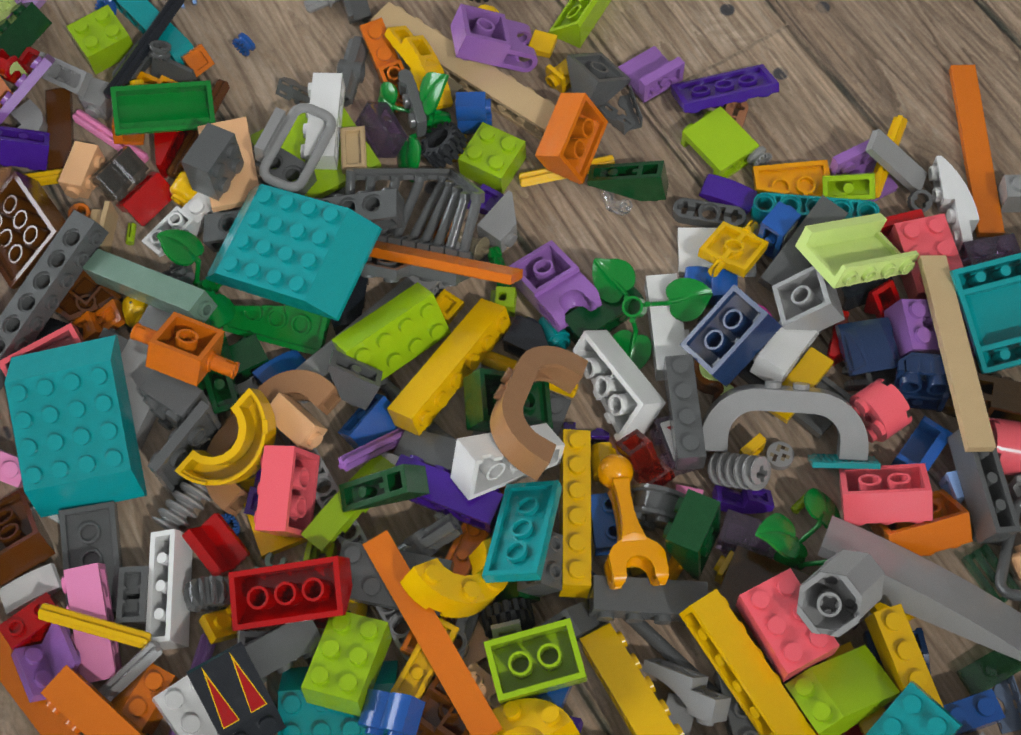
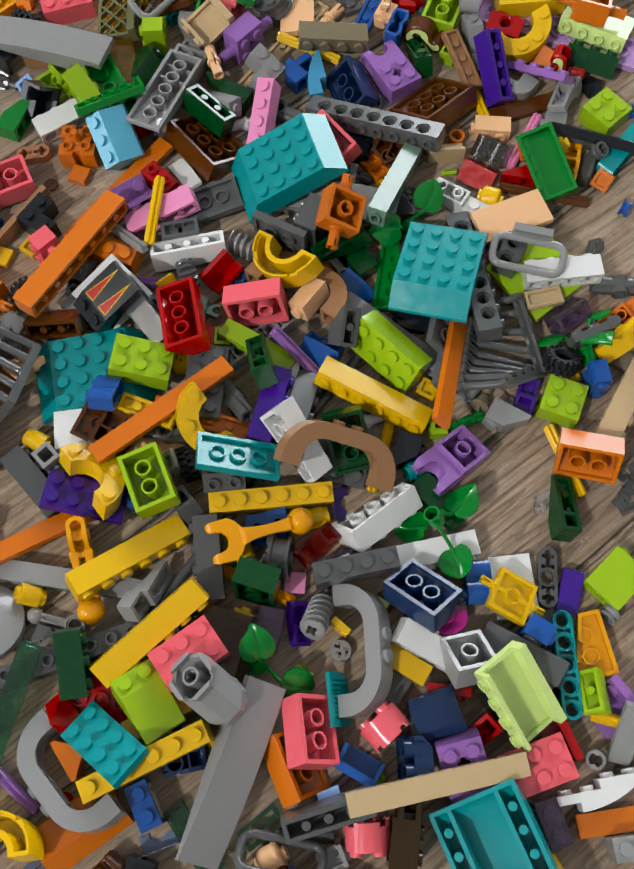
camera: 80 degrees right, 5 degrees up
(53, 46) = (591, 86): none -> black slope
(213, 161) = (502, 200): dark grey brick -> none

